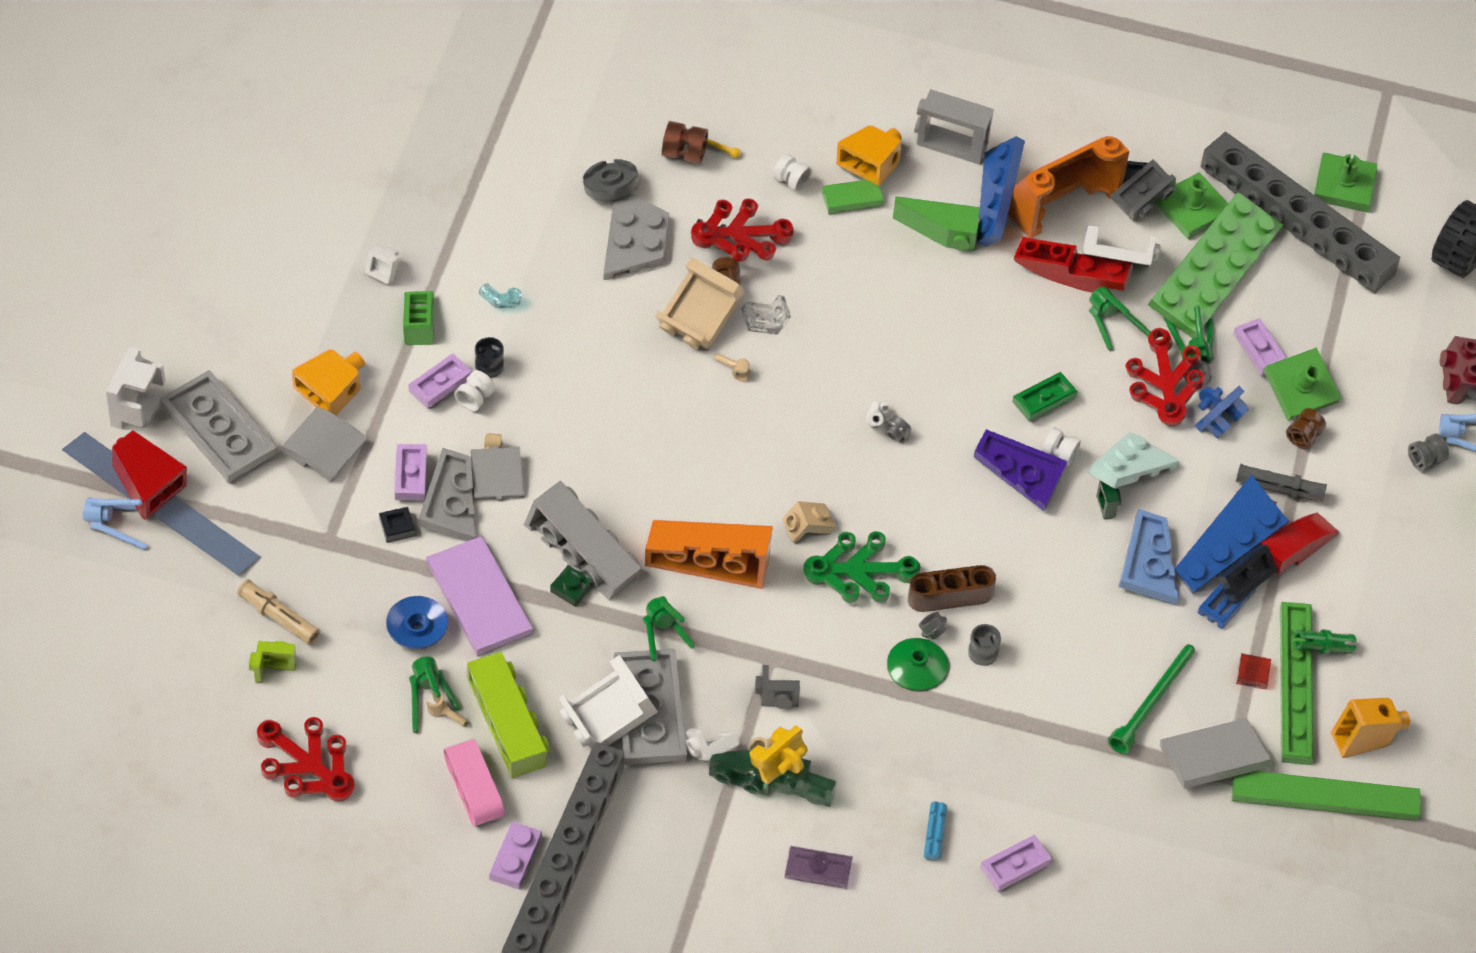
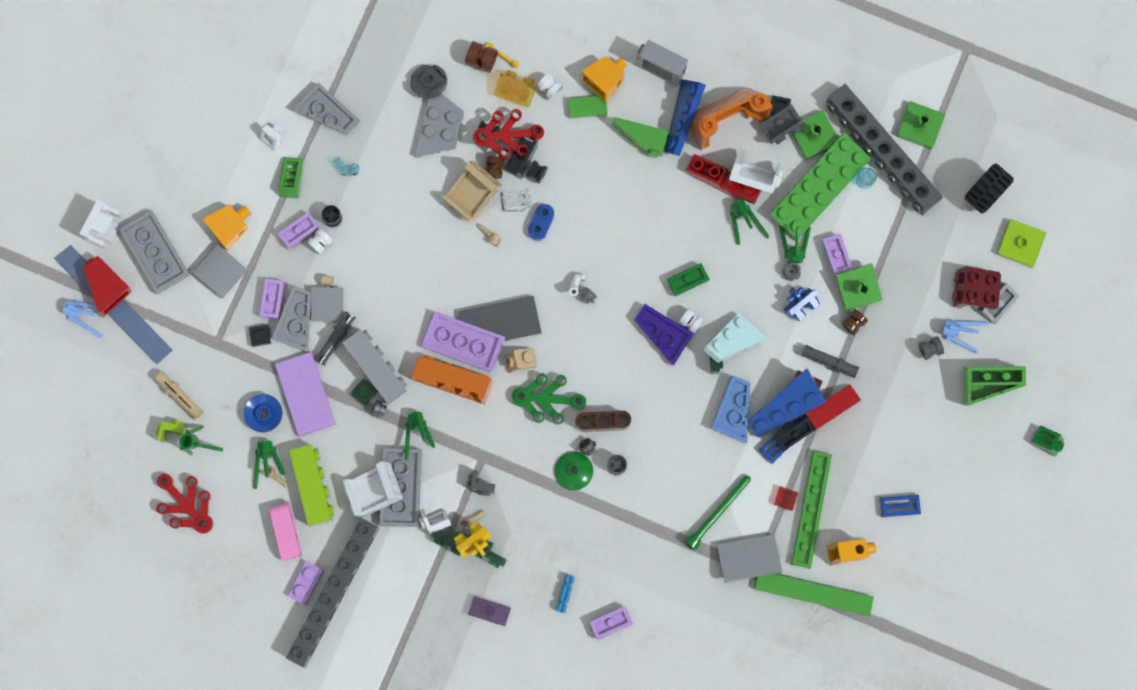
camera: 10 degrees right, 25 degrees up
(311, 659) = (190, 441): none -> green plant
(462, 226) = (327, 110): none -> light grey wing
(515, 517) = (339, 331): none -> dark grey pin
(598, 603) = (378, 408): none -> flat silver plate
(715, 498) = (463, 342): none -> lavender tile
(742, 178) = (515, 88): none -> clear yellow bracket
(762, 273) = (516, 165): none -> black panel
(768, 476) = (510, 318): none -> dark grey tile
(791, 278) = (536, 171): none -> black wheel
(809, 341) = (541, 221): none -> blue plate
(1166, 381) = (770, 275): red plant -> none
(1286, 243) = (866, 173): none -> clear light blue wheel
(1324, 641) = (834, 485): green pin -> none
(1431, 670) = (883, 507): none -> blue tile

